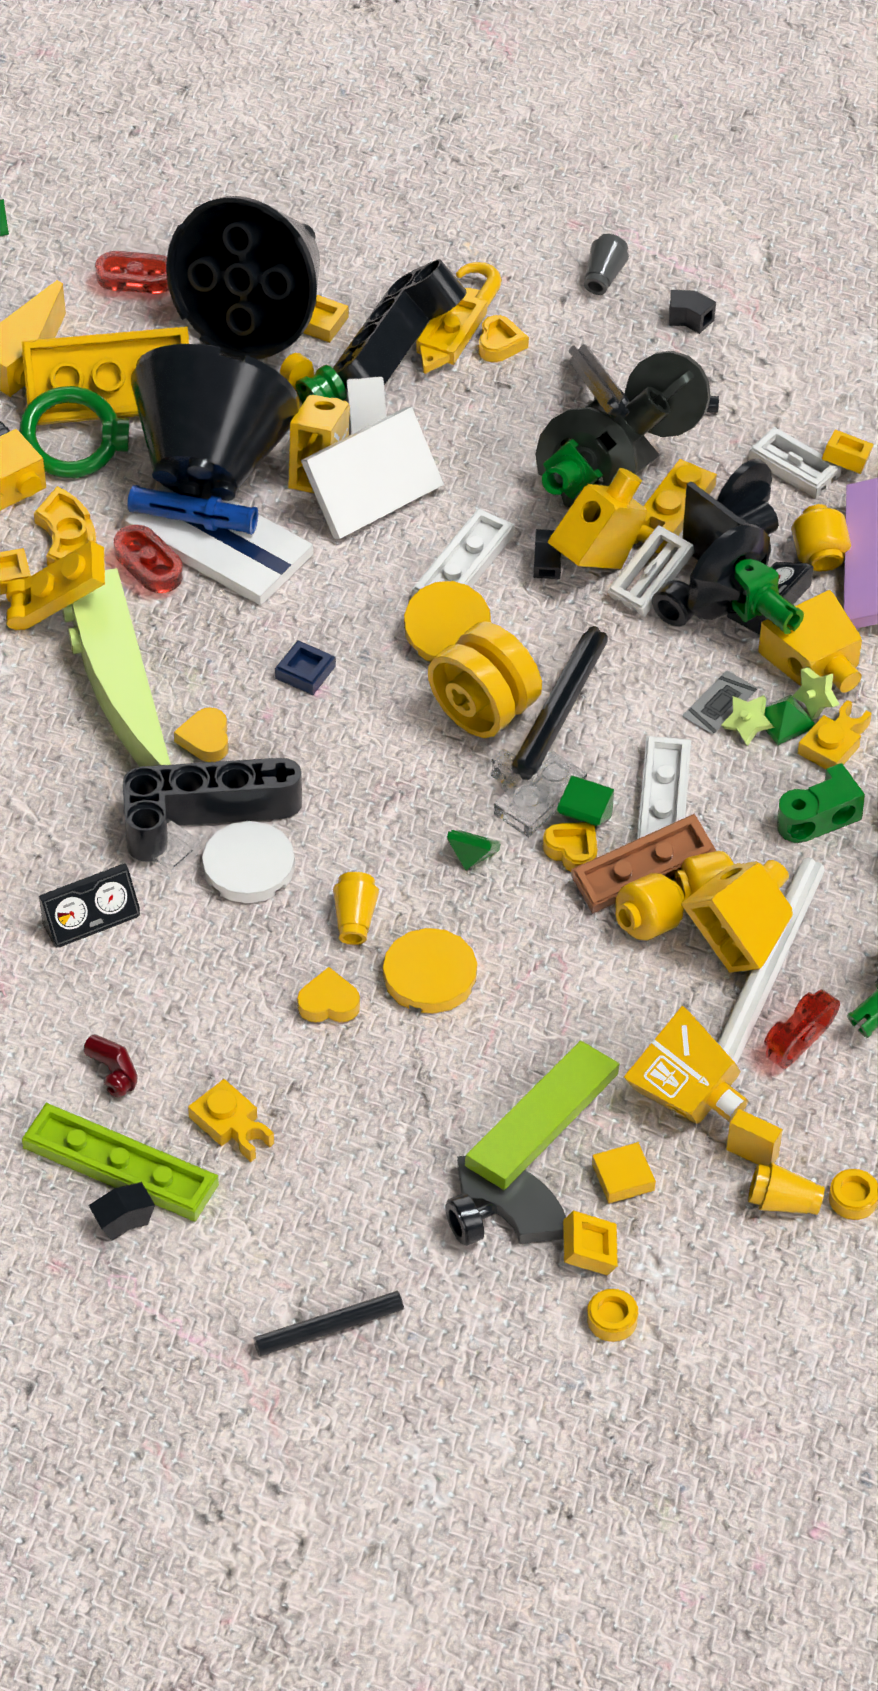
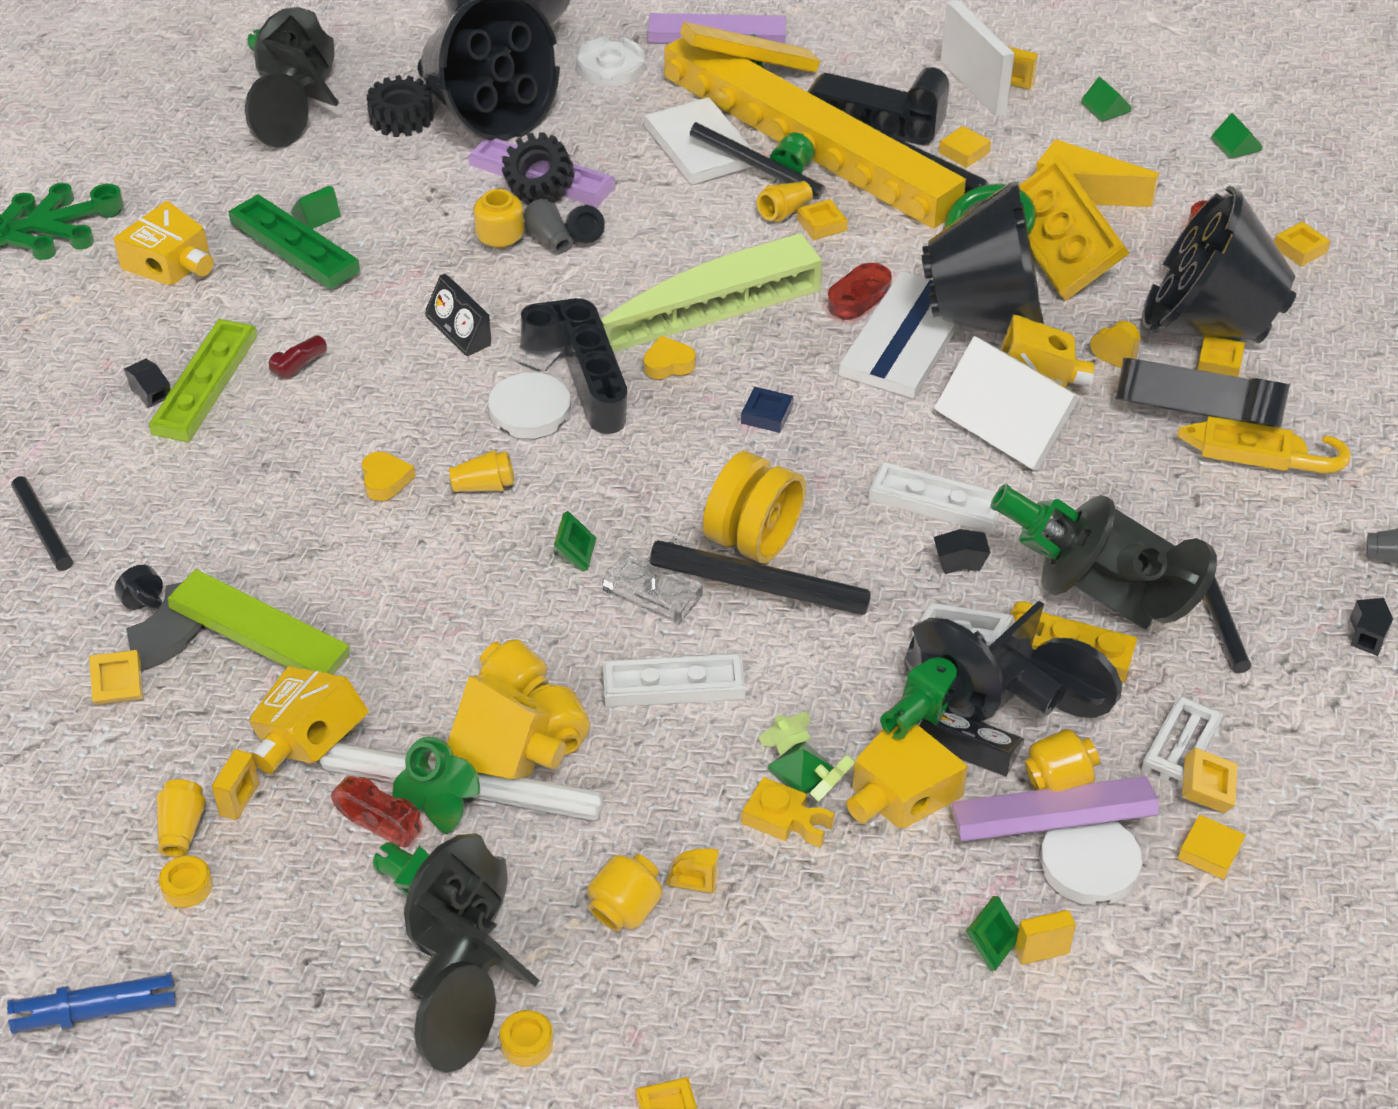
camera: 80 degrees right, 5 degrees down
(55, 586) = (786, 224): yellow plate -> none
(65, 522) = (885, 246): yellow tile -> none
(165, 216) = (1302, 243): none -> yellow tile
(209, 512) = (917, 308): blue pin -> none
(229, 1115) = (251, 431): yellow plate -> none
(324, 383) = (1109, 360): green wheel -> none
(366, 402) = (1100, 397): white sticker -> none
(430, 970) = (424, 536): yellow tile -> none
(441, 615) = (843, 488): yellow tile -> none
(500, 339) = (1255, 486): yellow tile -> none
(570, 843) = (592, 619): yellow tile -> none
(586, 801) = (633, 612): green slope -> none
(599, 381) = (1174, 531): black axle -> none
(601, 523) = (982, 561): yellow torso -> none
(612, 1315) = (45, 708): yellow tile -> none
(623, 1172) = (203, 697): yellow tile -> none
(654, 853) = (575, 666): nougat tile -> none
(717, 702) = (826, 719): sticker -> none
(787, 973) = (437, 790): none -> green plate
(820, 807) = (676, 804): green leg -> none

